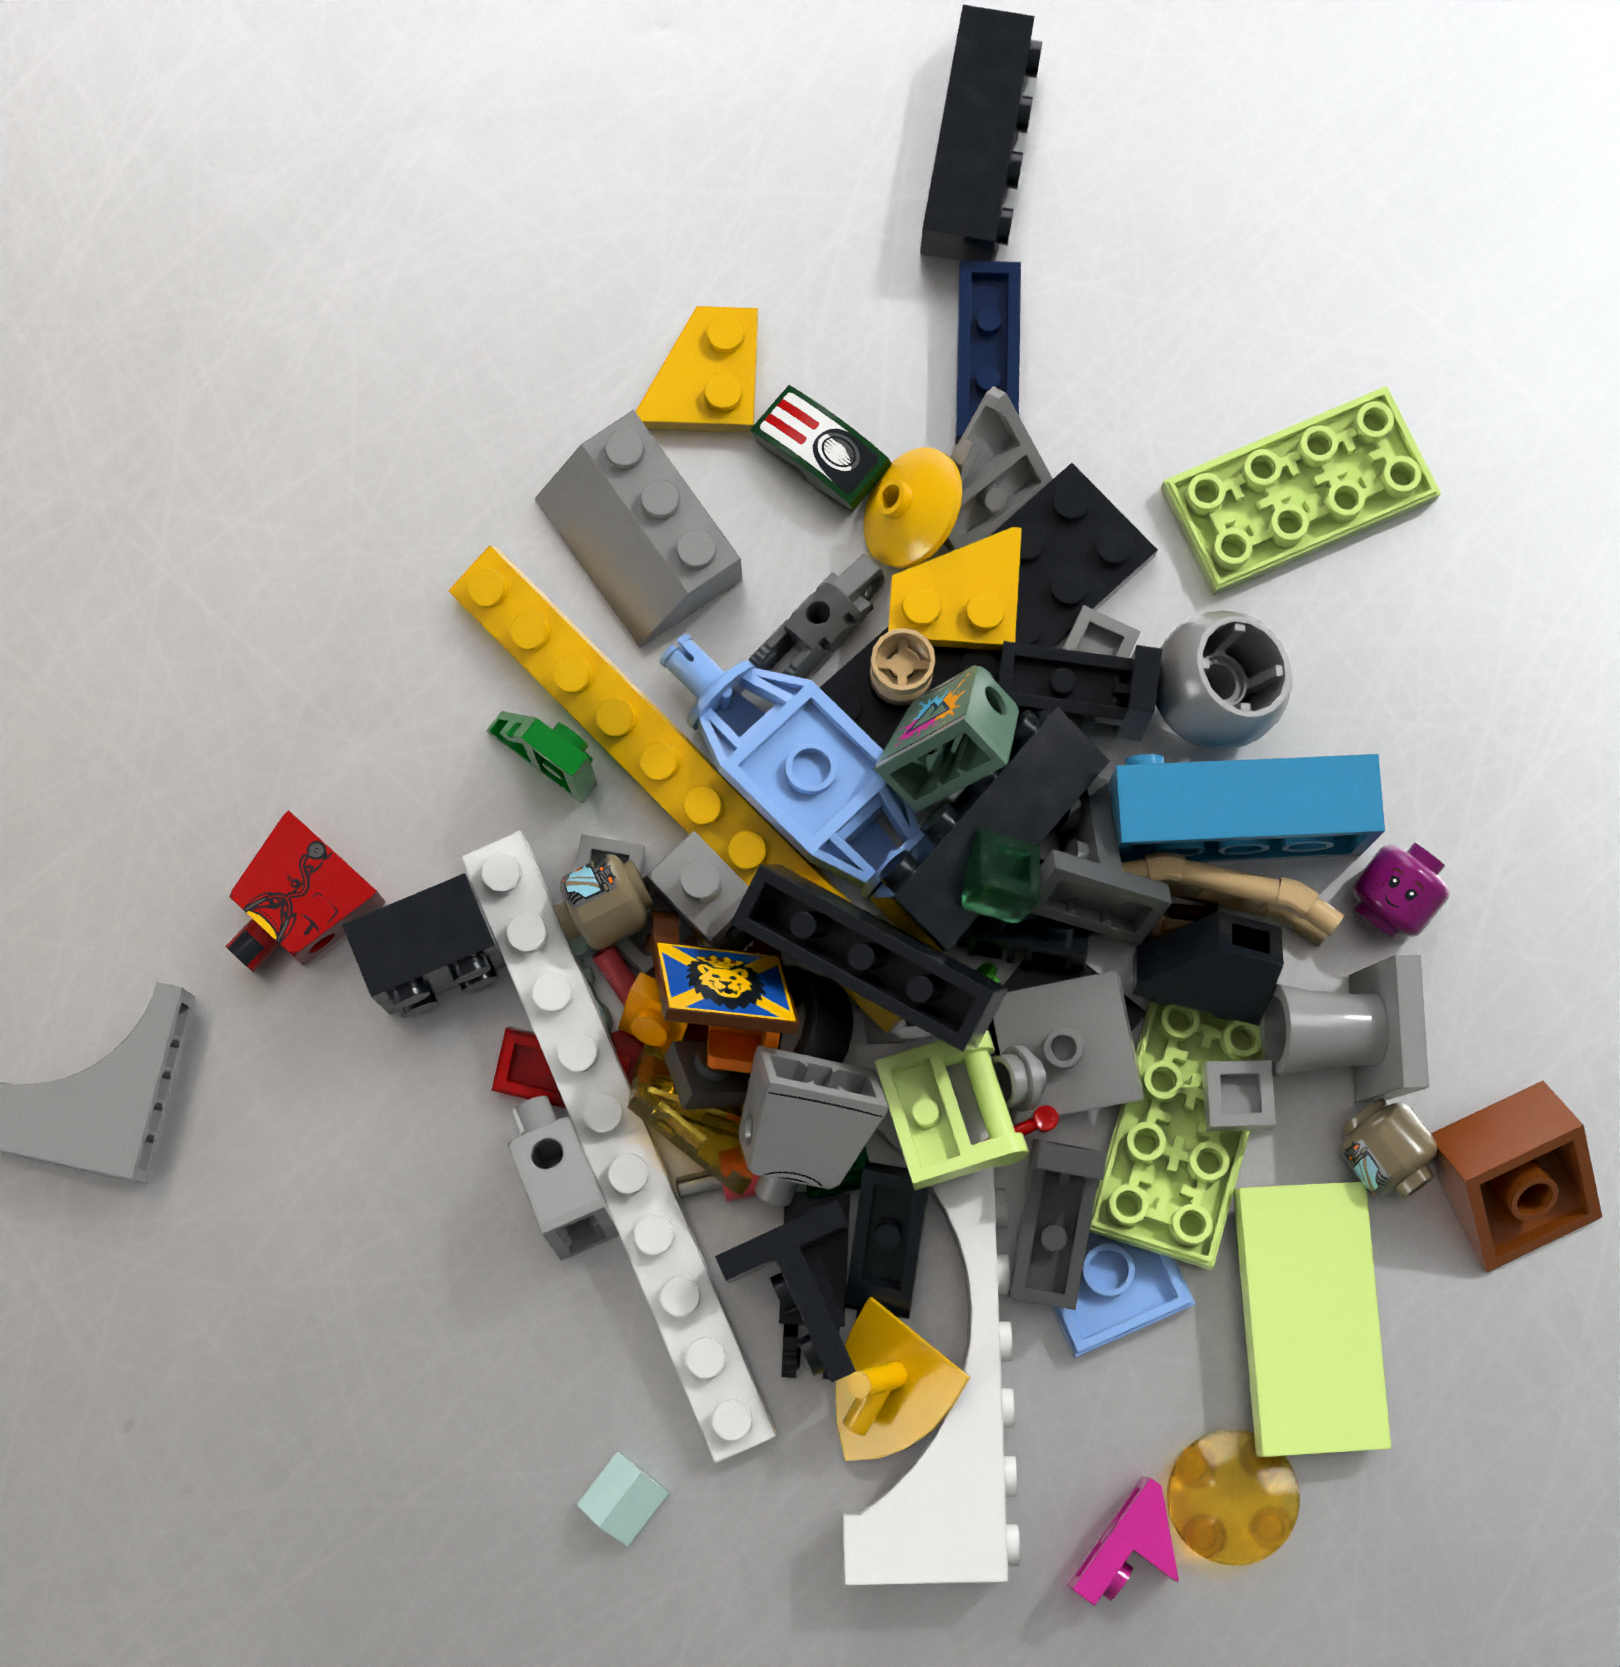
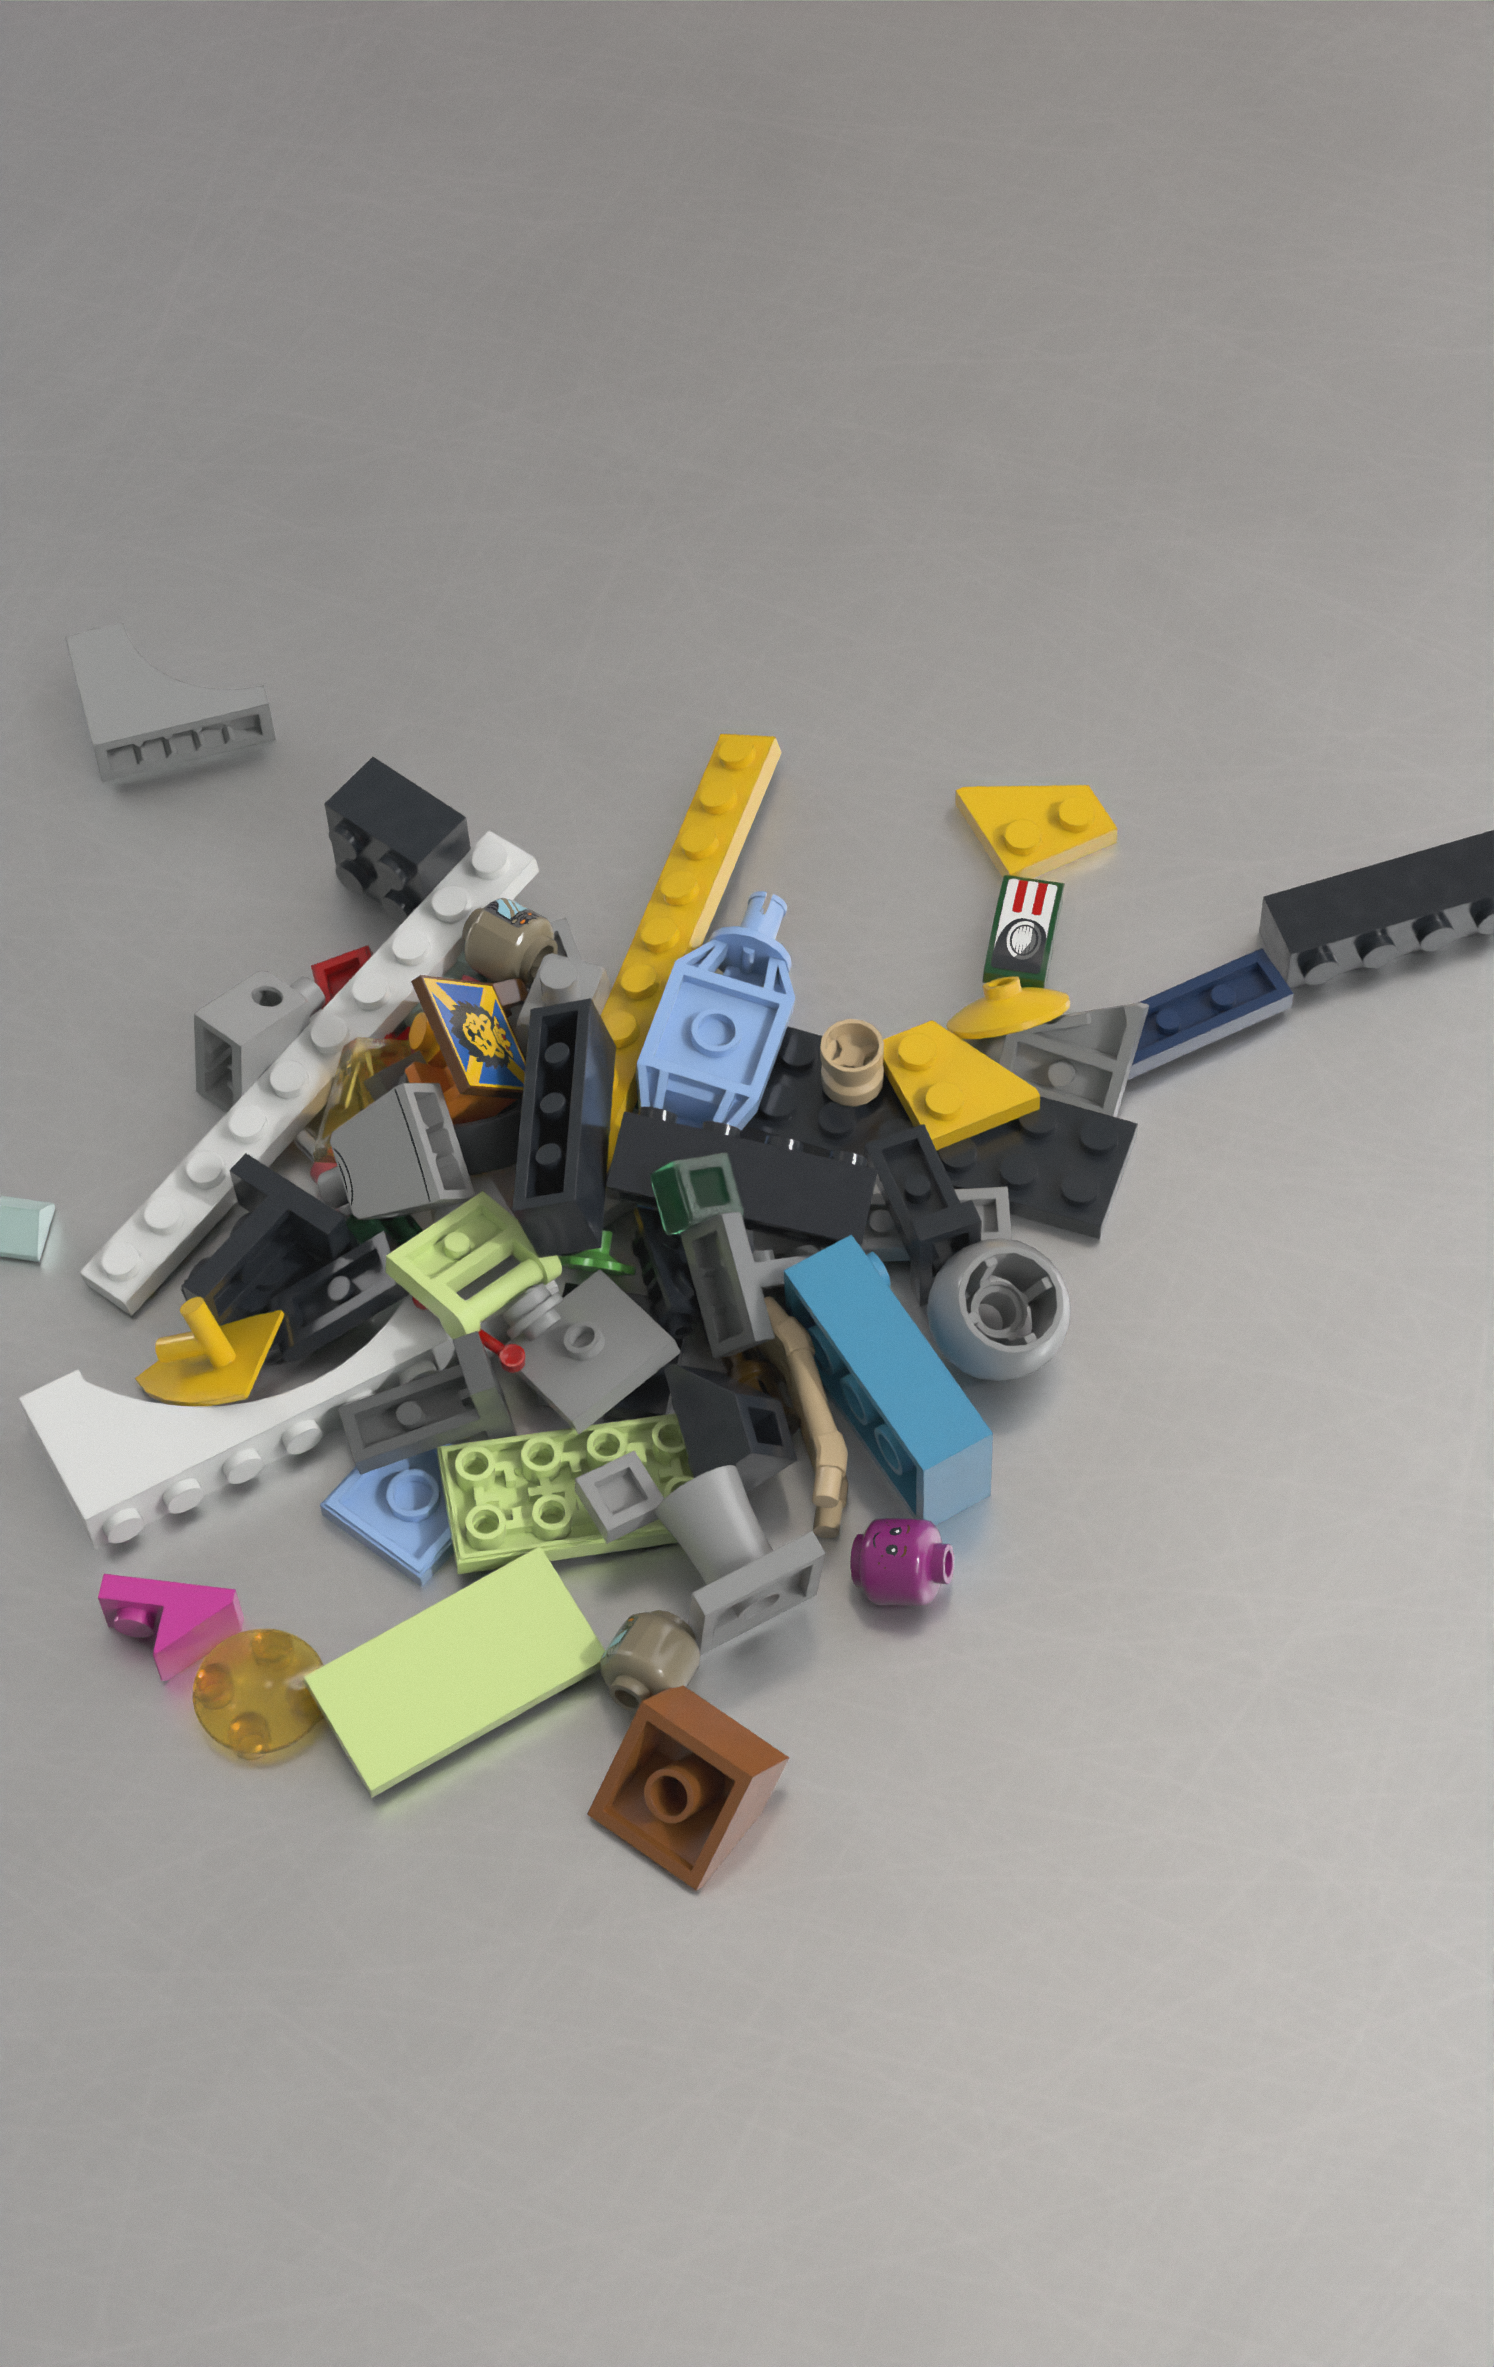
camera: 65 degrees right, 20 degrees down
(297, 896) = (406, 734): red torso -> none
(553, 752) = (616, 860): green wing -> none
(639, 530) = (864, 838): light grey slope -> none
(839, 603) = (835, 996): dark grey hinge -> none
(967, 726) = (822, 1112): sand green torso -> none
(1300, 490) = (1238, 1320): yellowish green tile -> none

